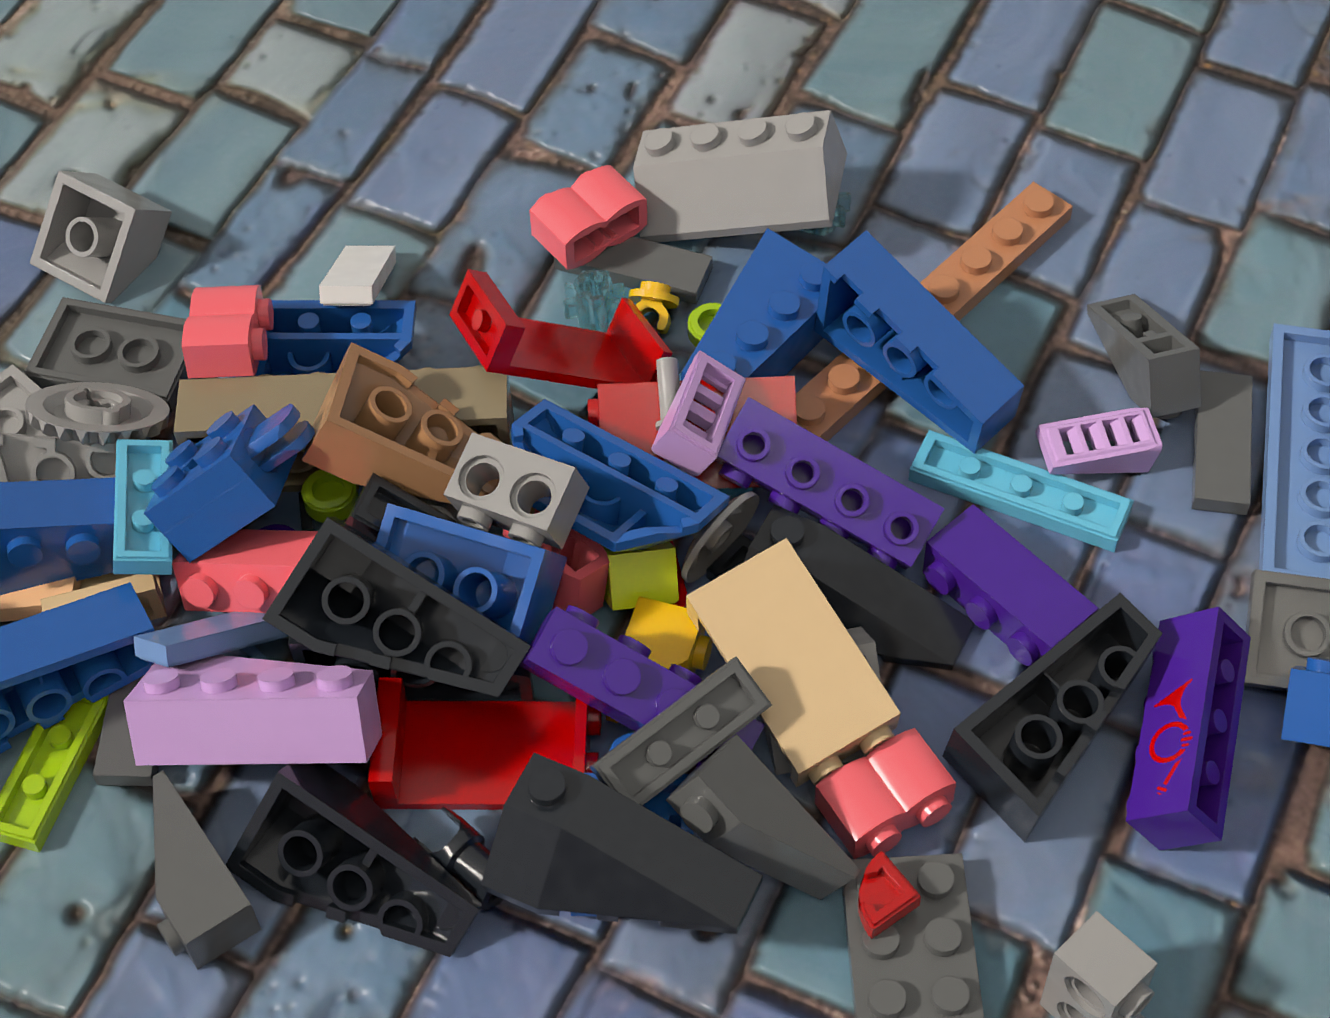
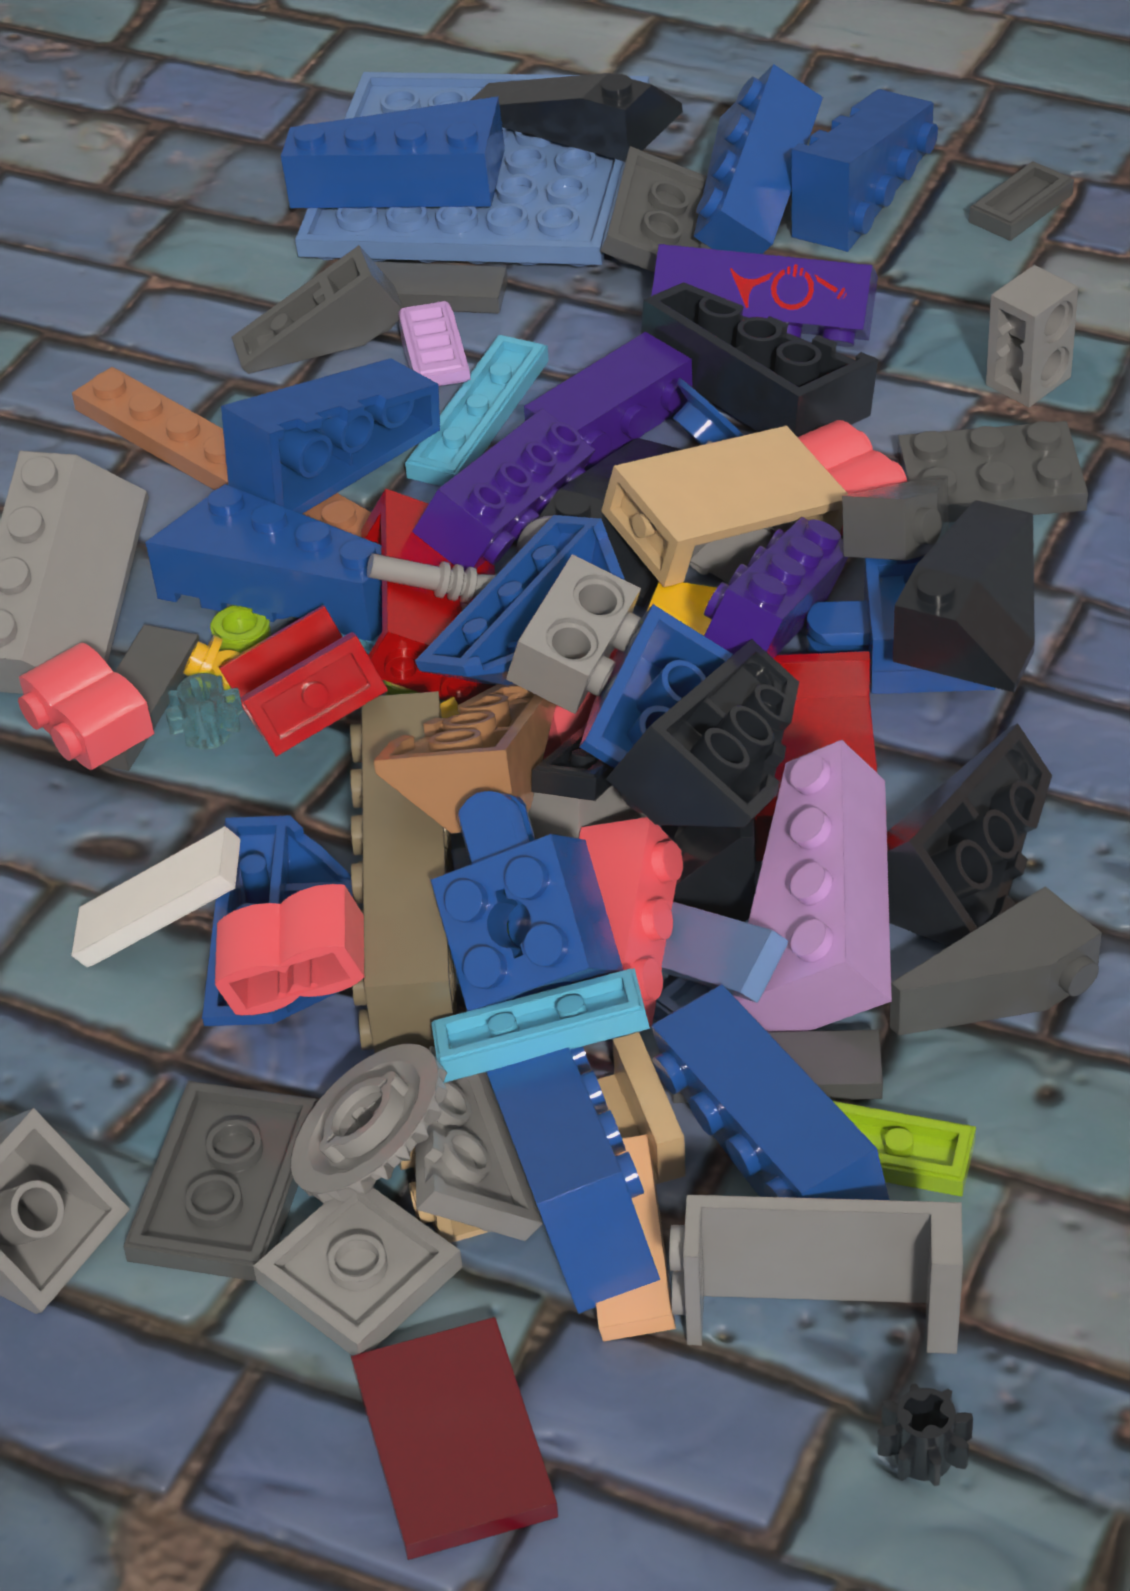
camera: 90 degrees left, 10 degrees down
(466, 859) = (947, 753): black piece -> none
(682, 441) = (459, 543): lavender slope -> none
(682, 733) = (835, 541): dark grey tile -> none
(884, 896) = (962, 463): red tile -> none
(976, 669) = (703, 419): none -> blue piece

